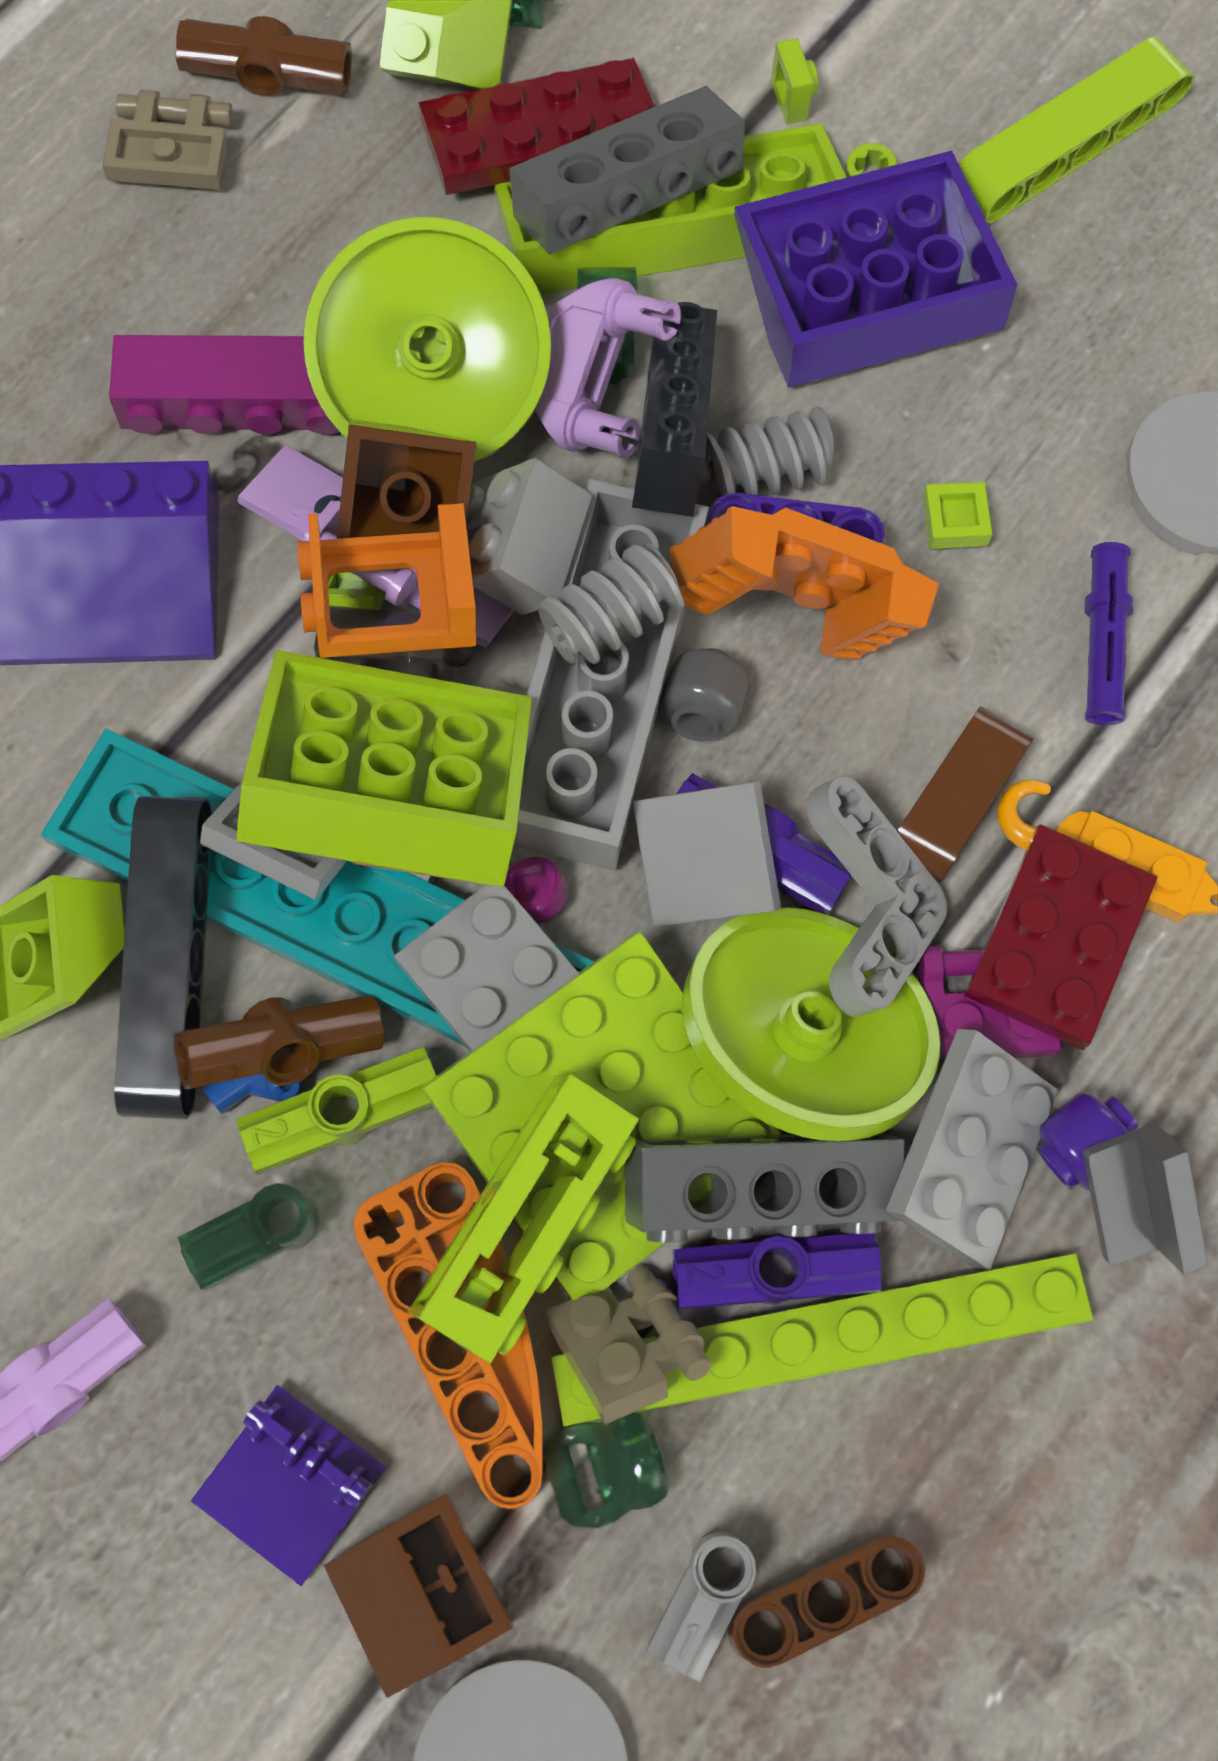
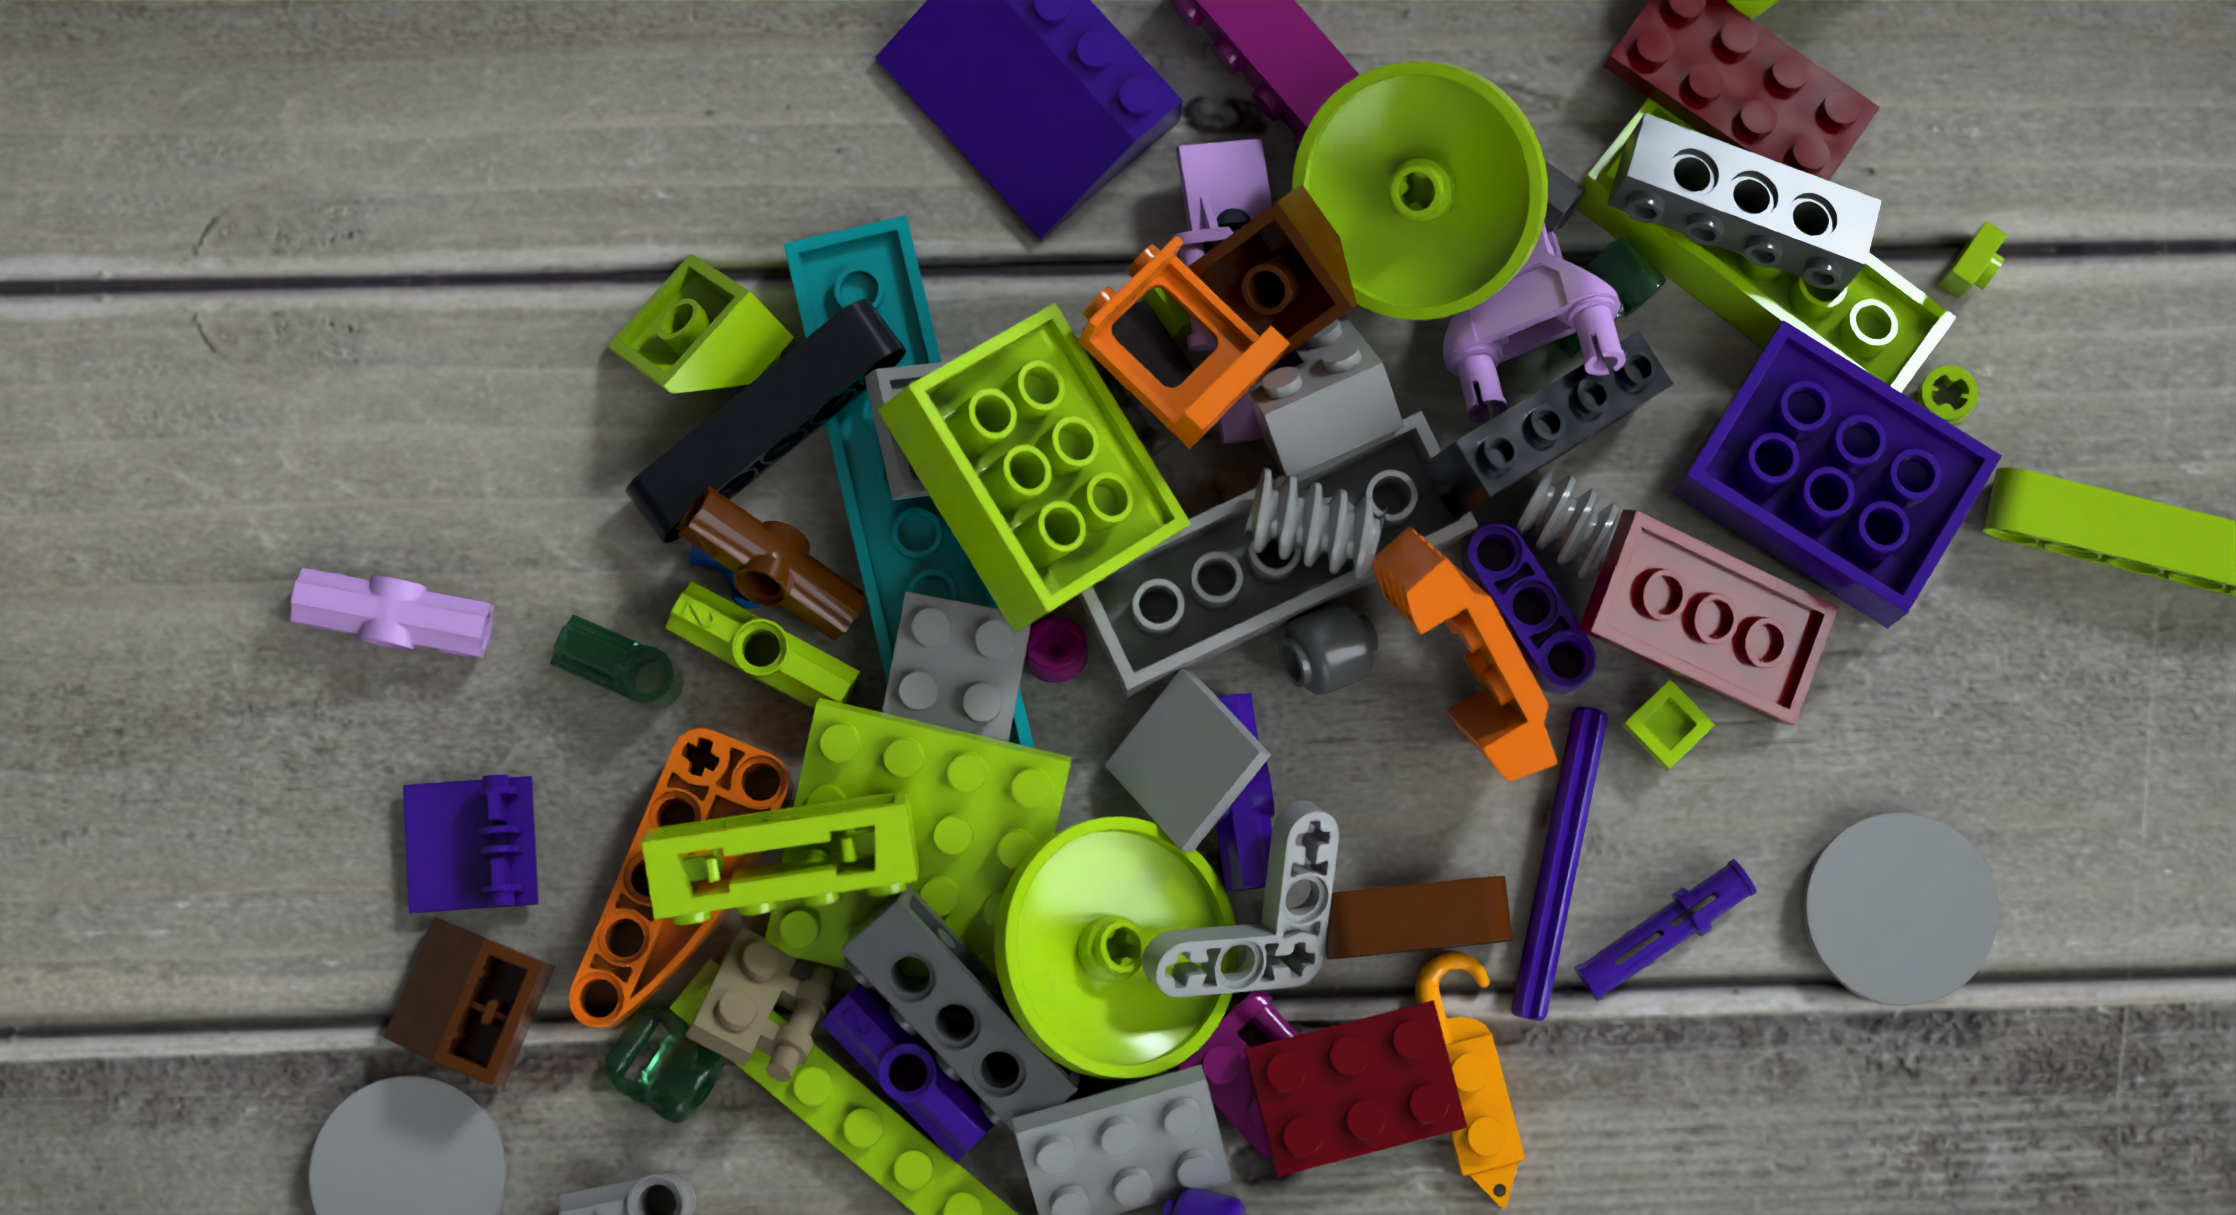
camera: 50 degrees right, 10 degrees up
(905, 417) = (1708, 617): none -> plate
(1010, 679) = (1559, 864): none -> dark purple axle

